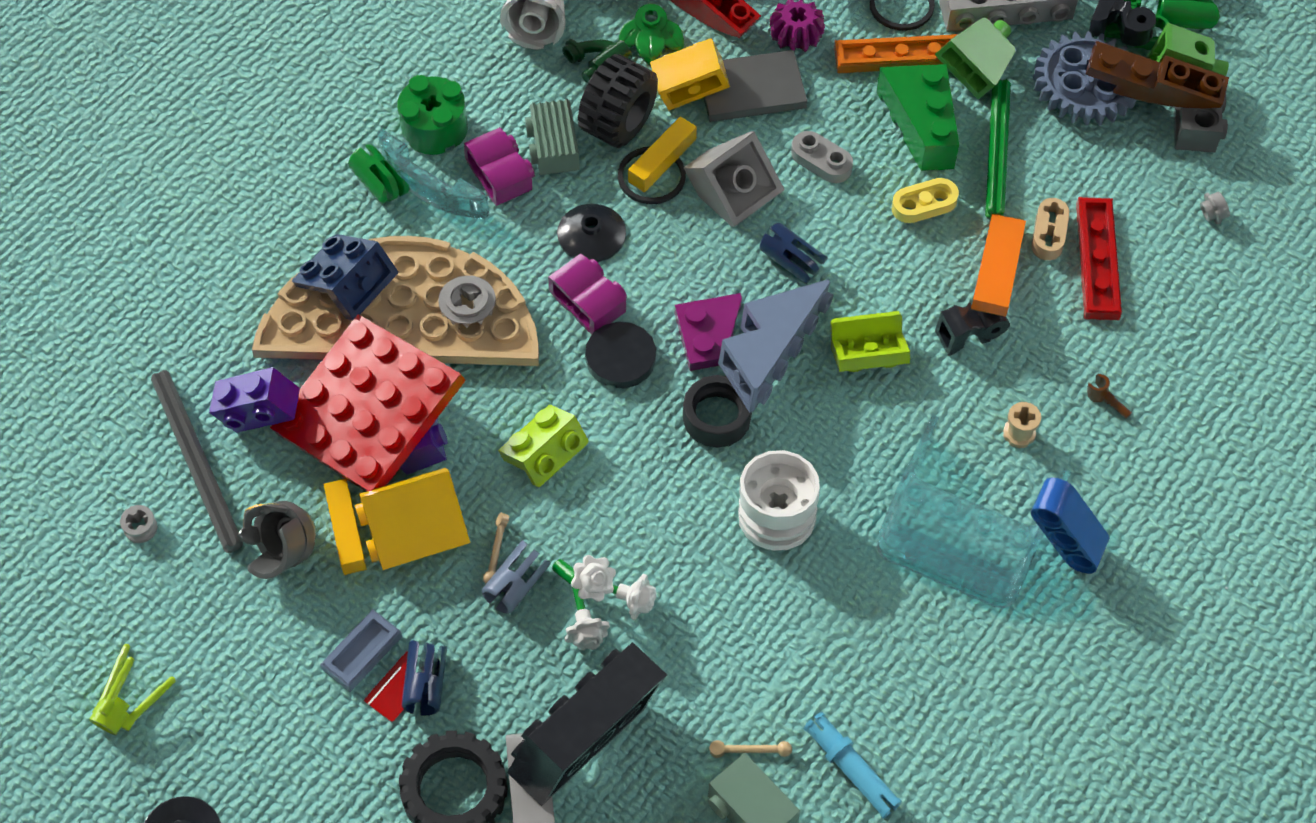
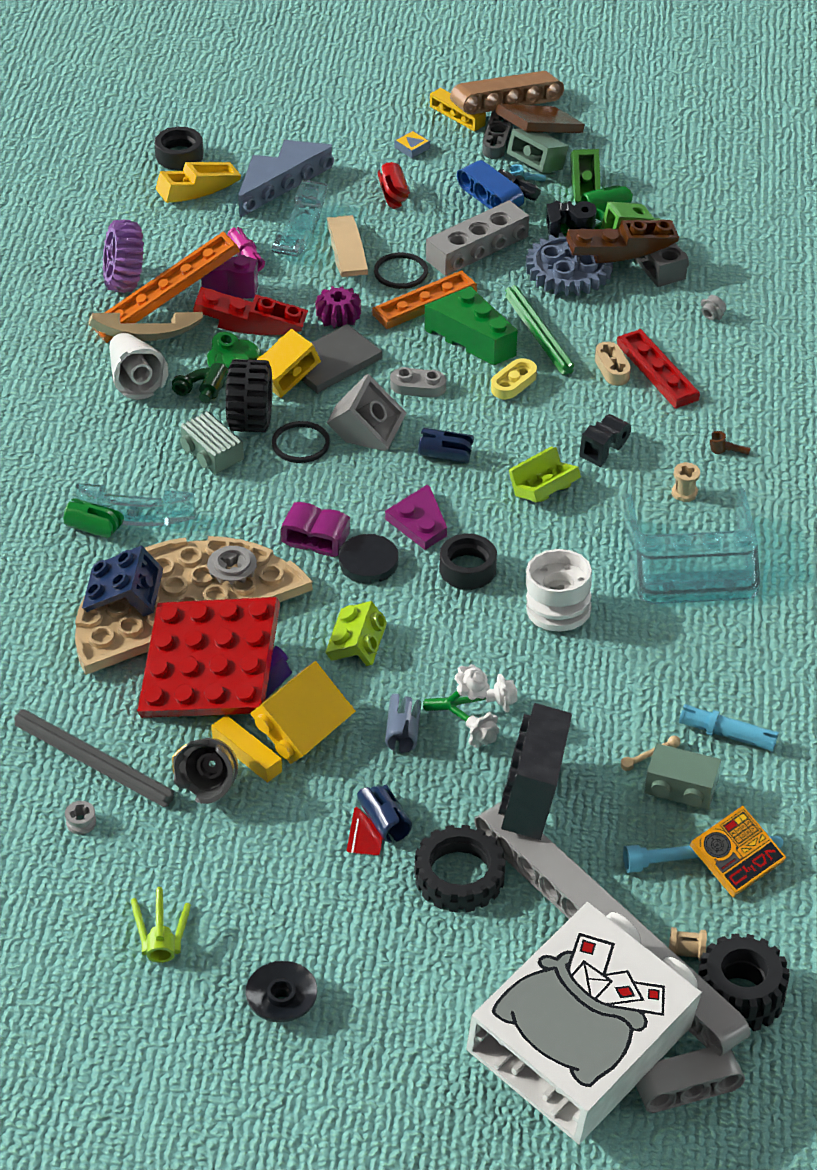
camera: 30 degrees left, 15 degrees down
(254, 400) = (117, 691): dark purple brick -> none
(361, 650) = (321, 820): sand blue tile -> none
(432, 114) = (107, 460): green brick -> none
(499, 166) = (181, 473): magenta brick -> none
(501, 522) = (363, 695): tan hinge -> none
(594, 243) = (280, 491): black dish -> none
(662, 154) = (301, 422): yellow piece -> none
(770, 337) = (476, 499): sand blue slope -> none
(979, 55) = (487, 276): bright green torso -> none
(998, 265) = (598, 393): orange tile -> none
(1070, 525) = (768, 518): blue beam -> none

